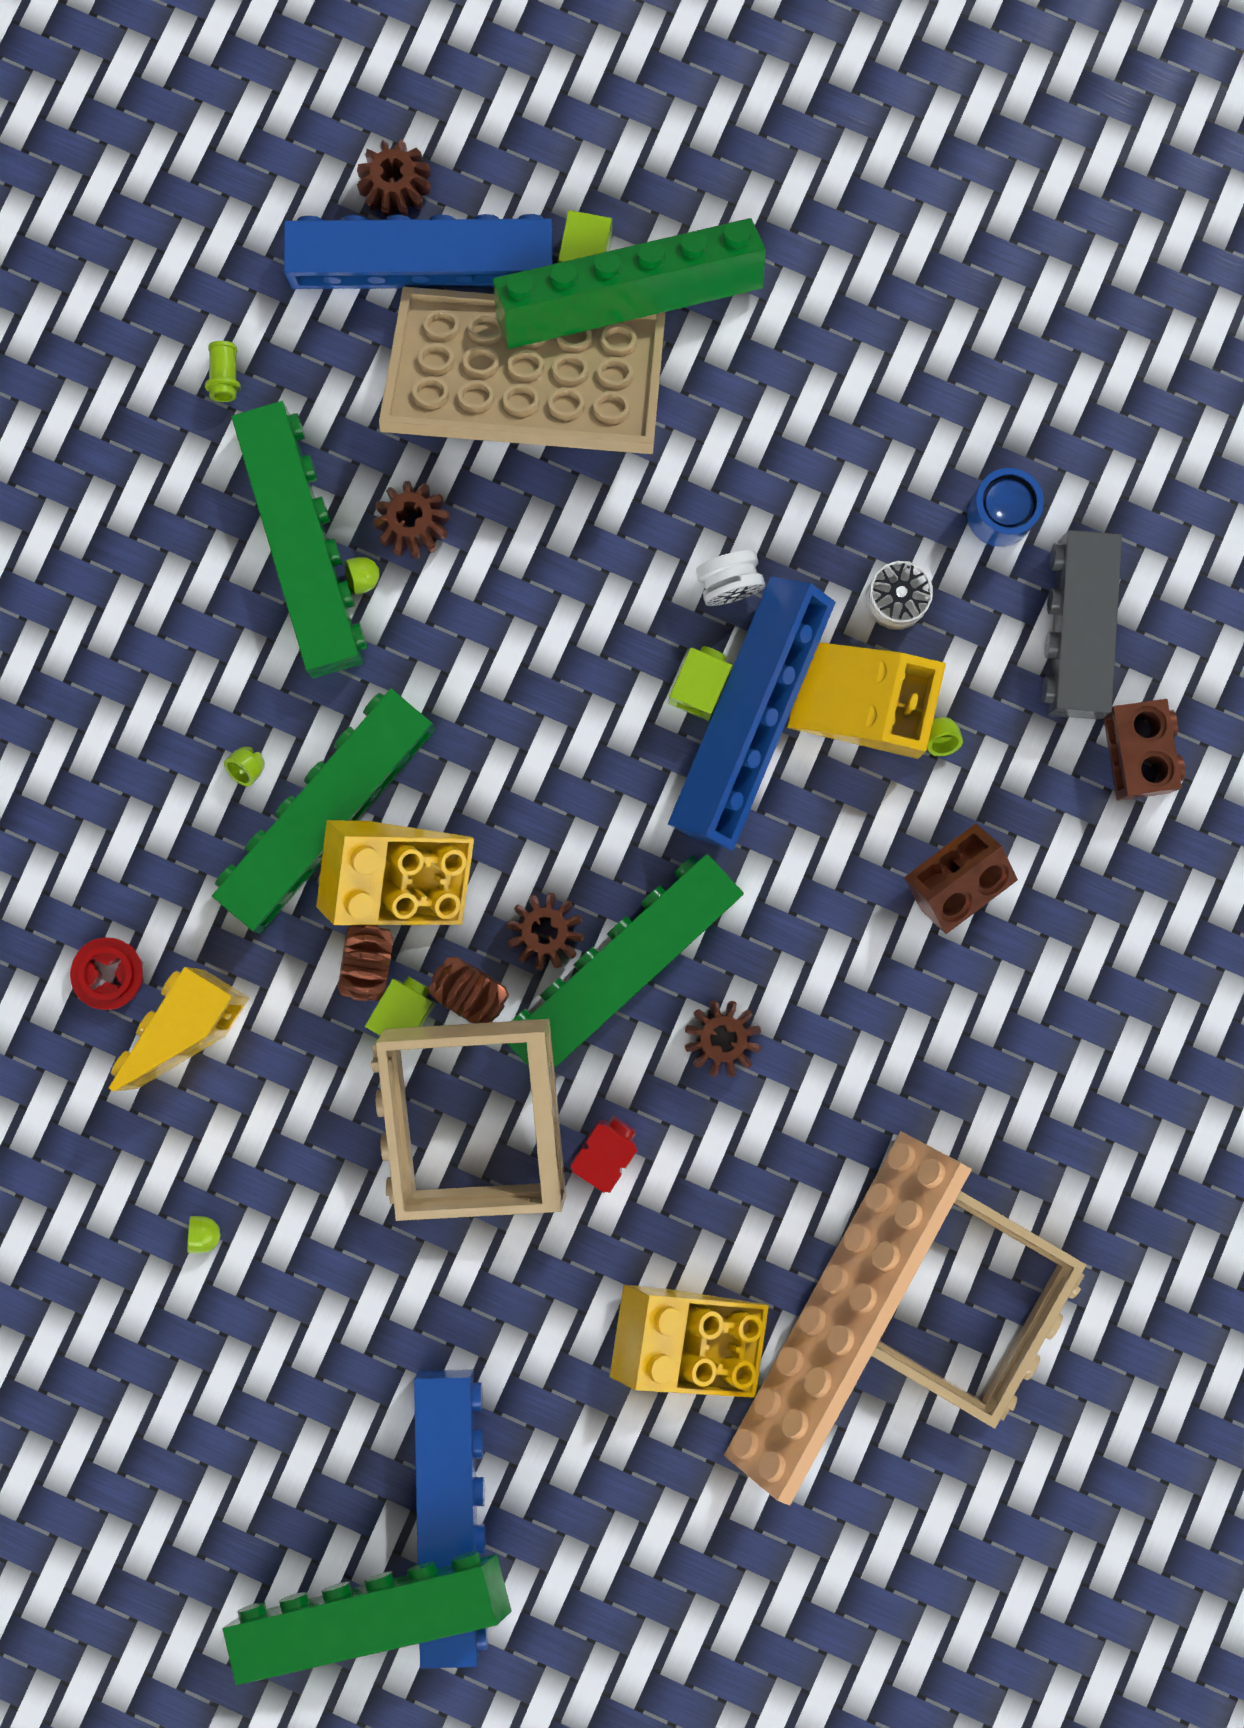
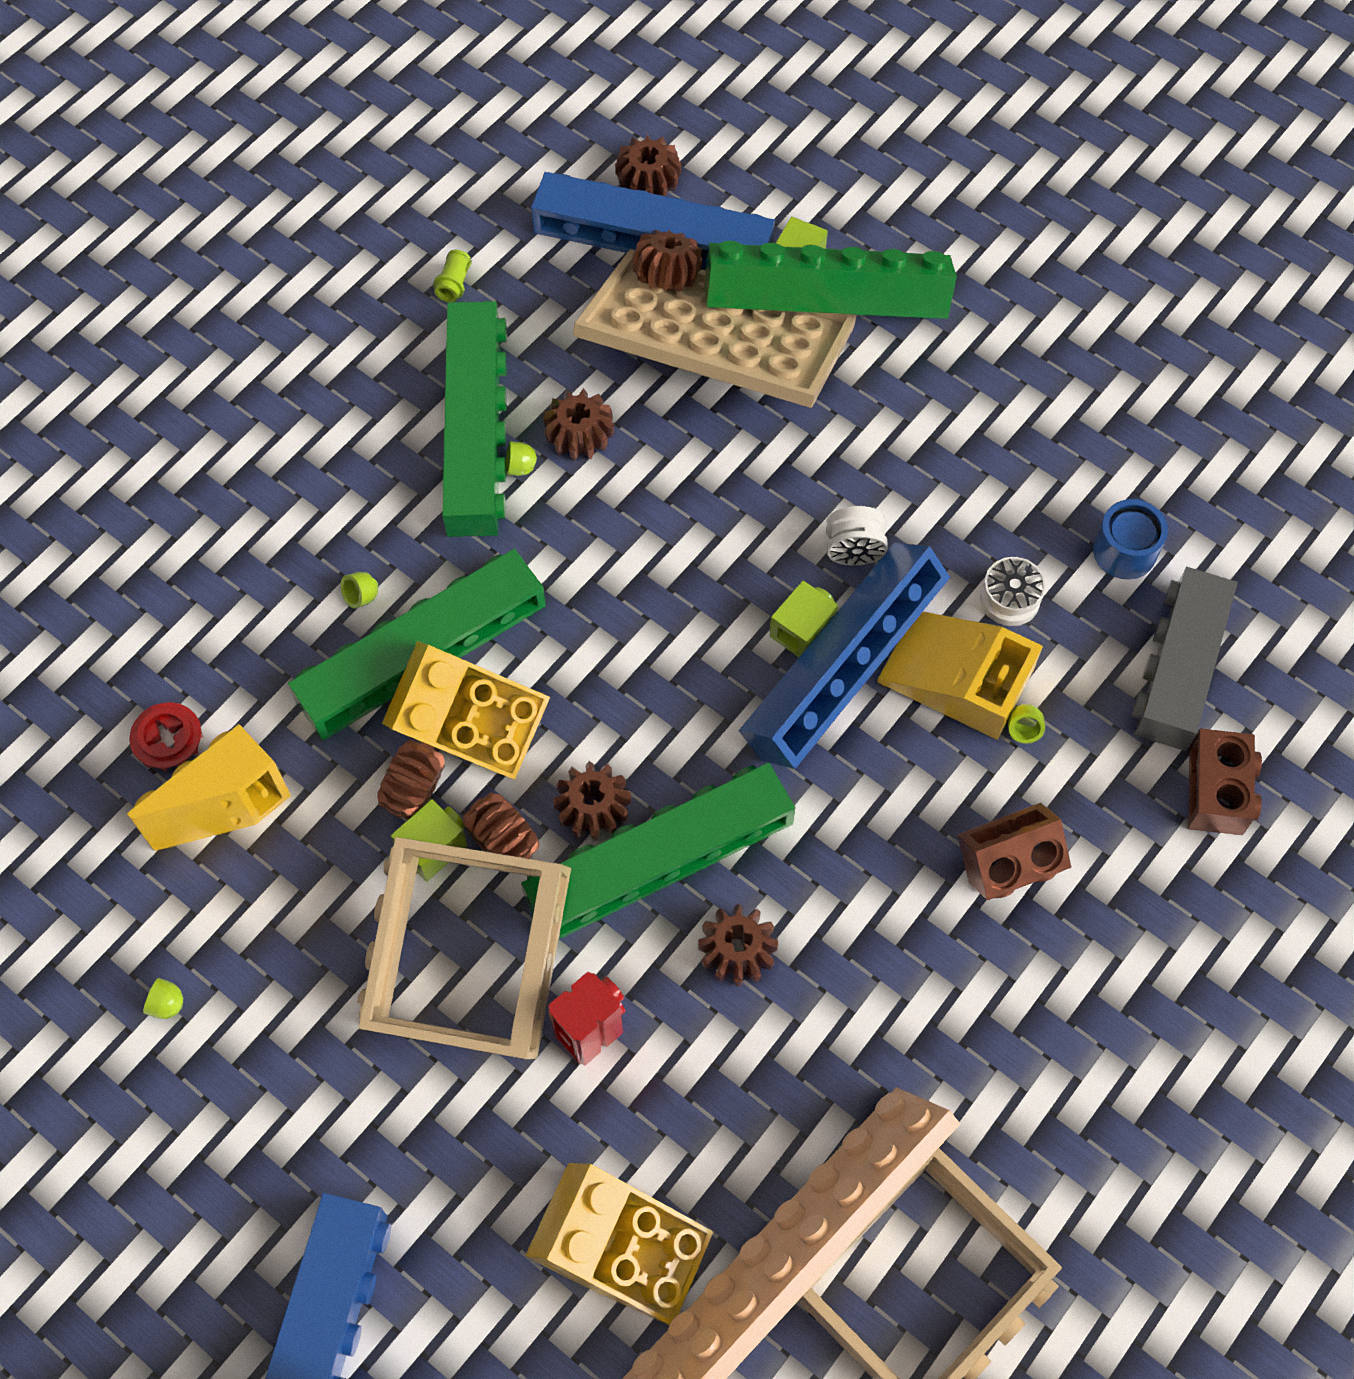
camera: 15 degrees right, 20 degrees down
(451, 303) = (667, 260): none -> copper gear

